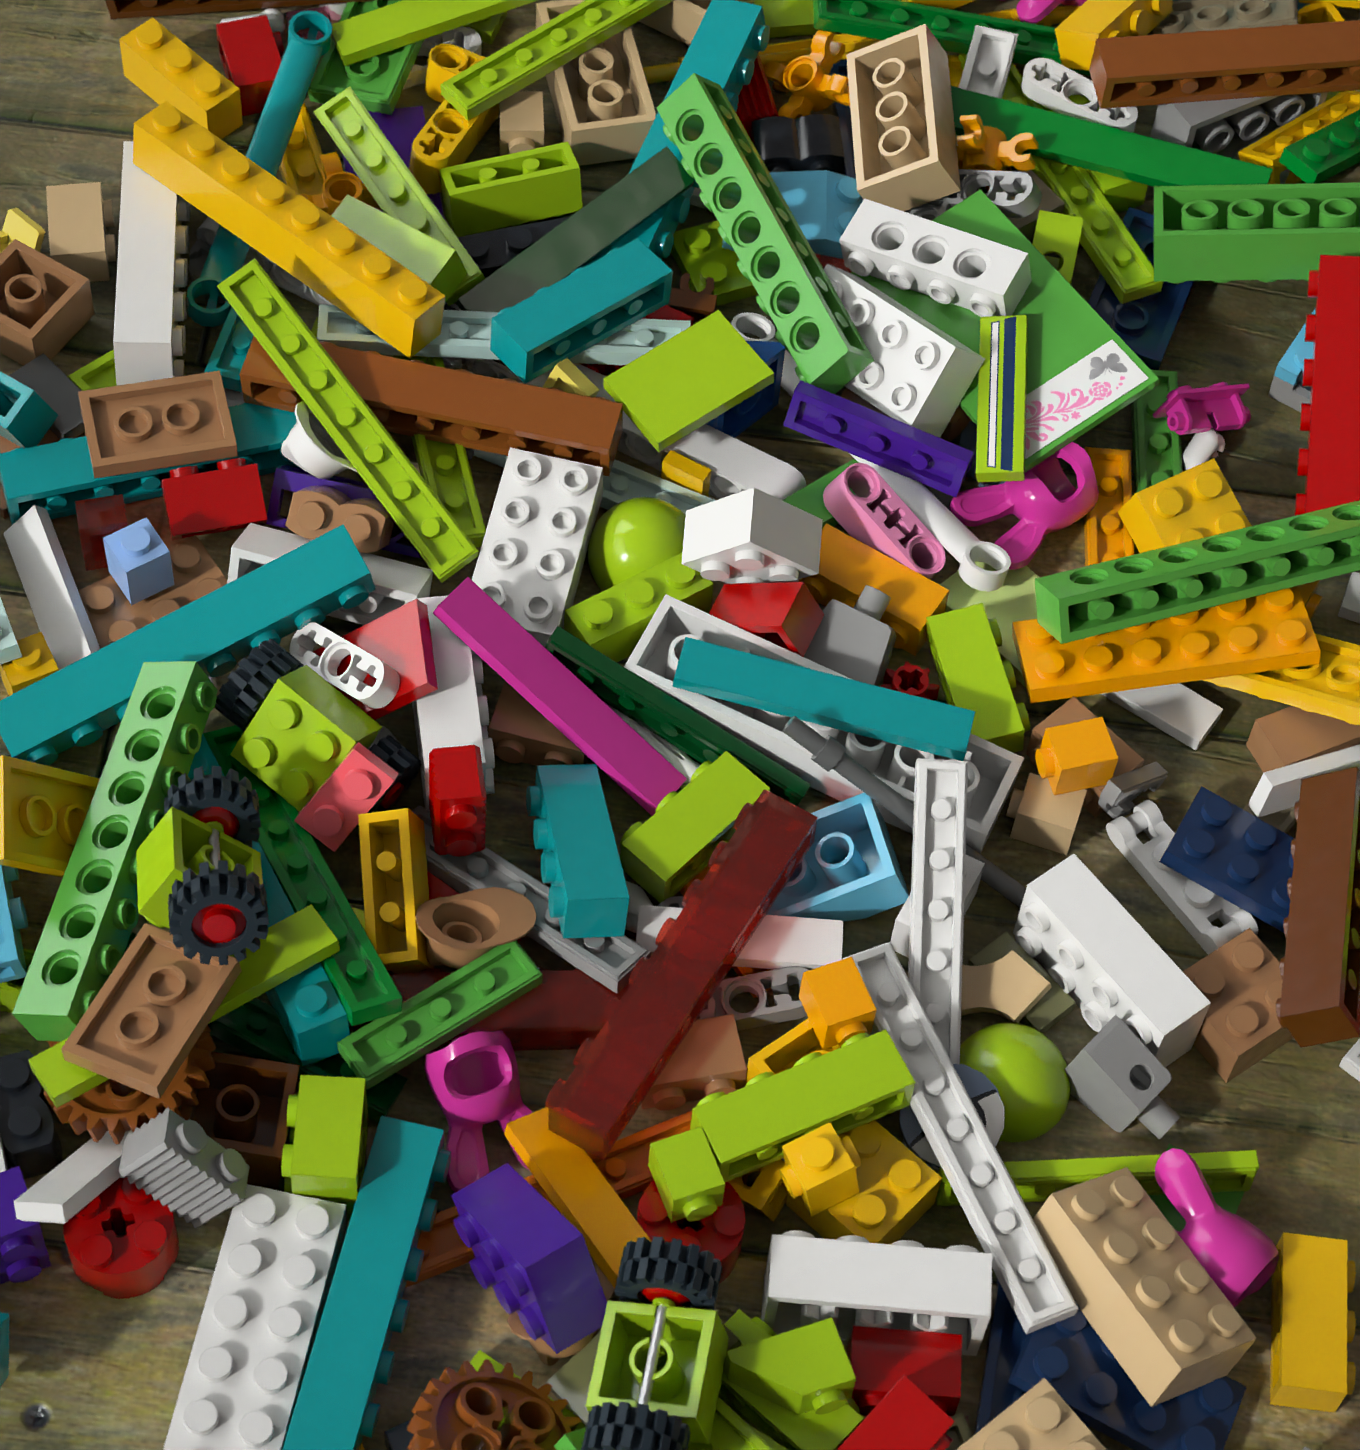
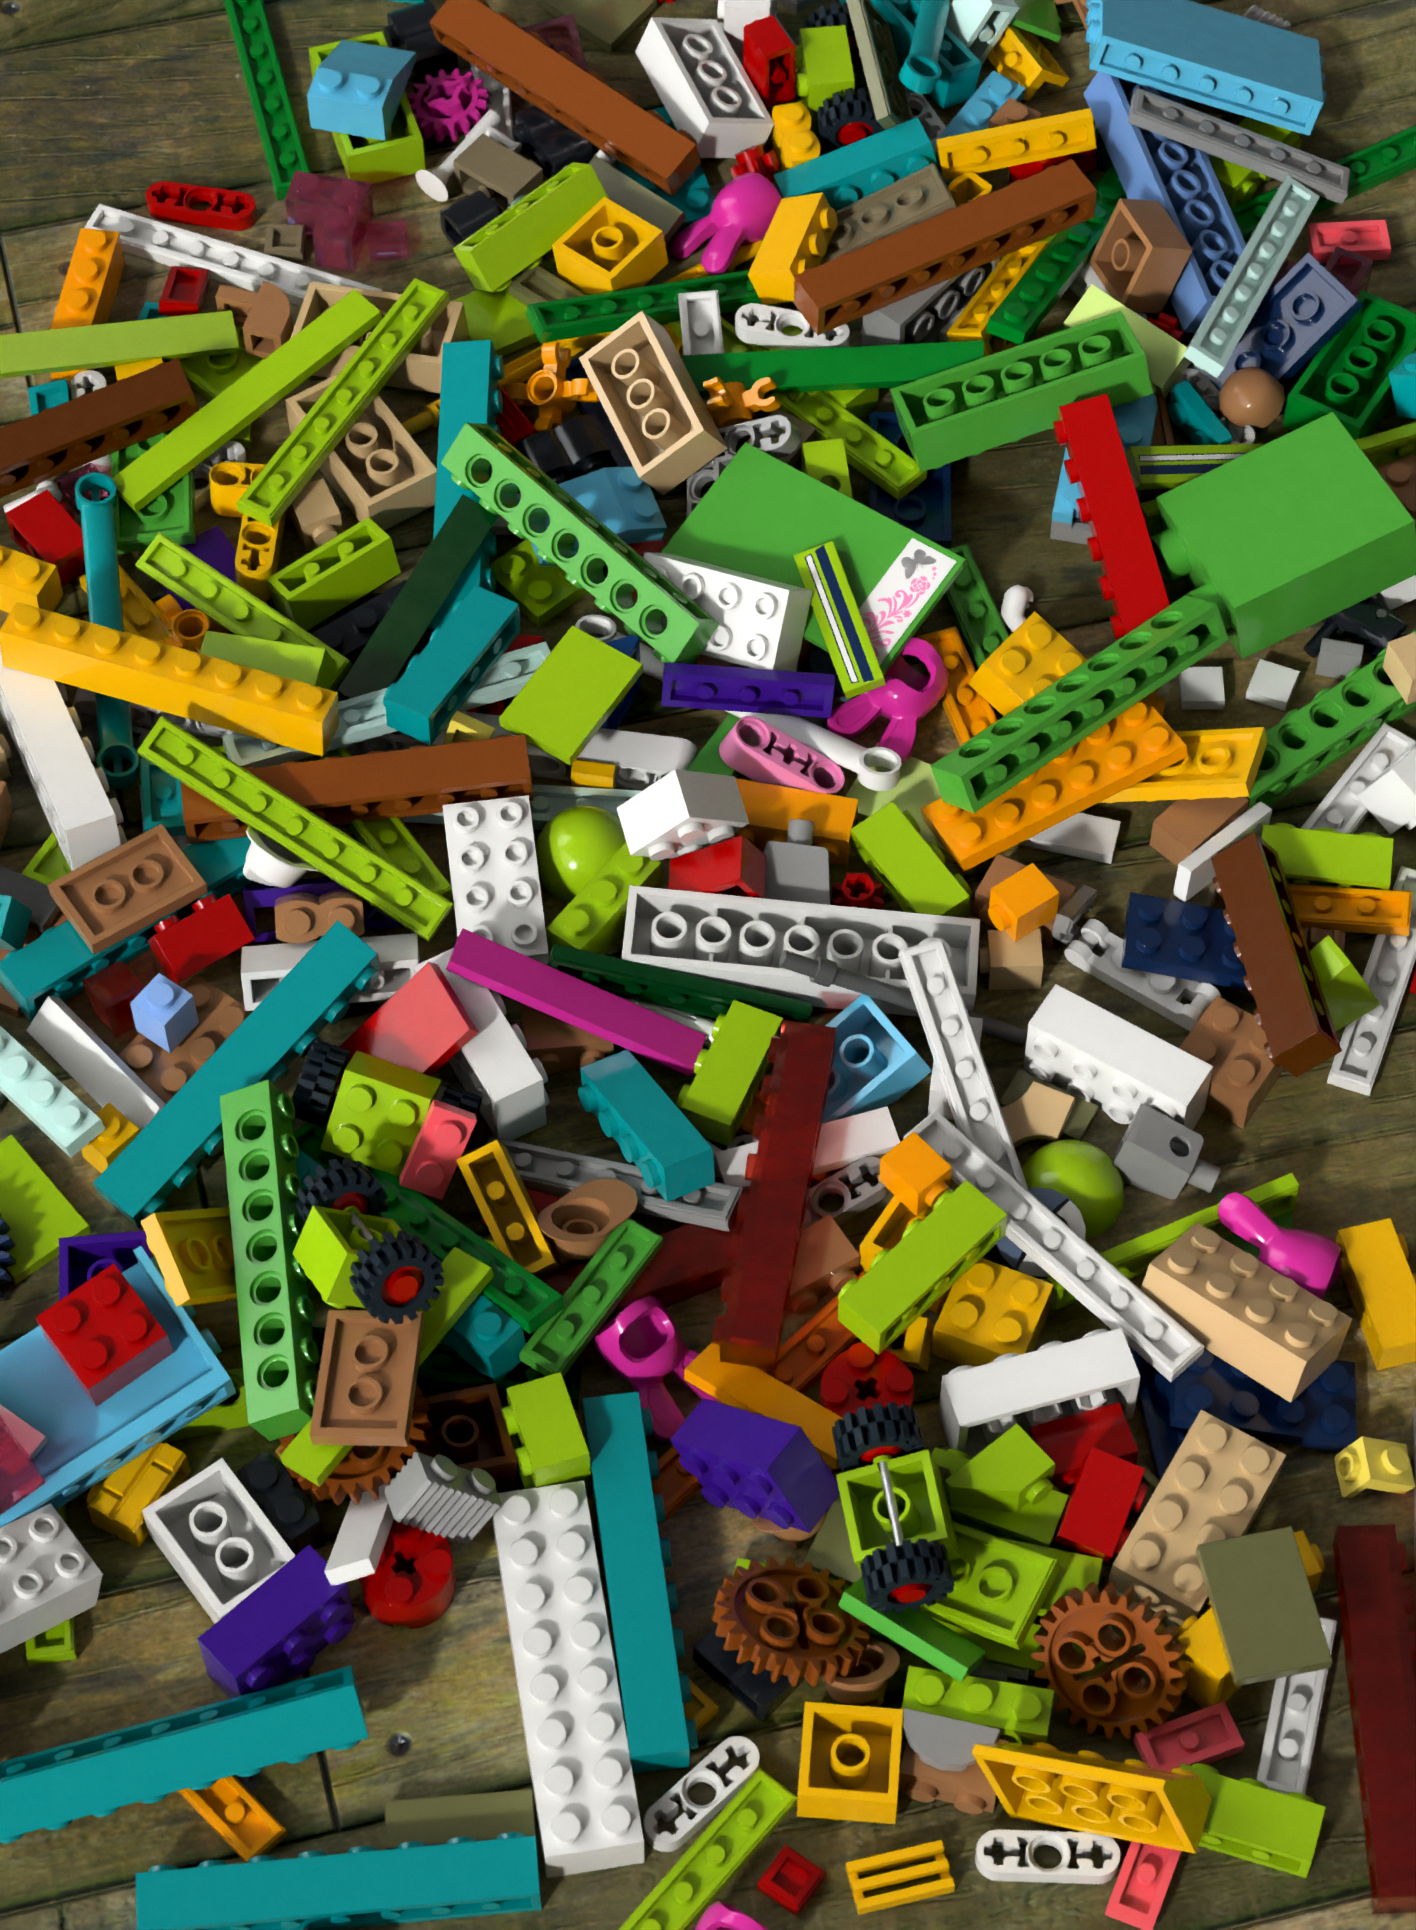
camera: 15 degrees left, 0 degrees up
(352, 679) = (402, 1032): white beam -> none
(457, 800) = (531, 1119): red brick -> none
(686, 1175) = (853, 1355): lime brick -> none
(692, 303) = (538, 624): reddish brown tile -> none
(821, 1168) = (958, 1310): yellow brick -> none
(824, 699) = (798, 927): teal tile -> none
(935, 260) = (717, 505): white brick -> none
(1189, 408) = (1006, 569): dark pink hinge -> none

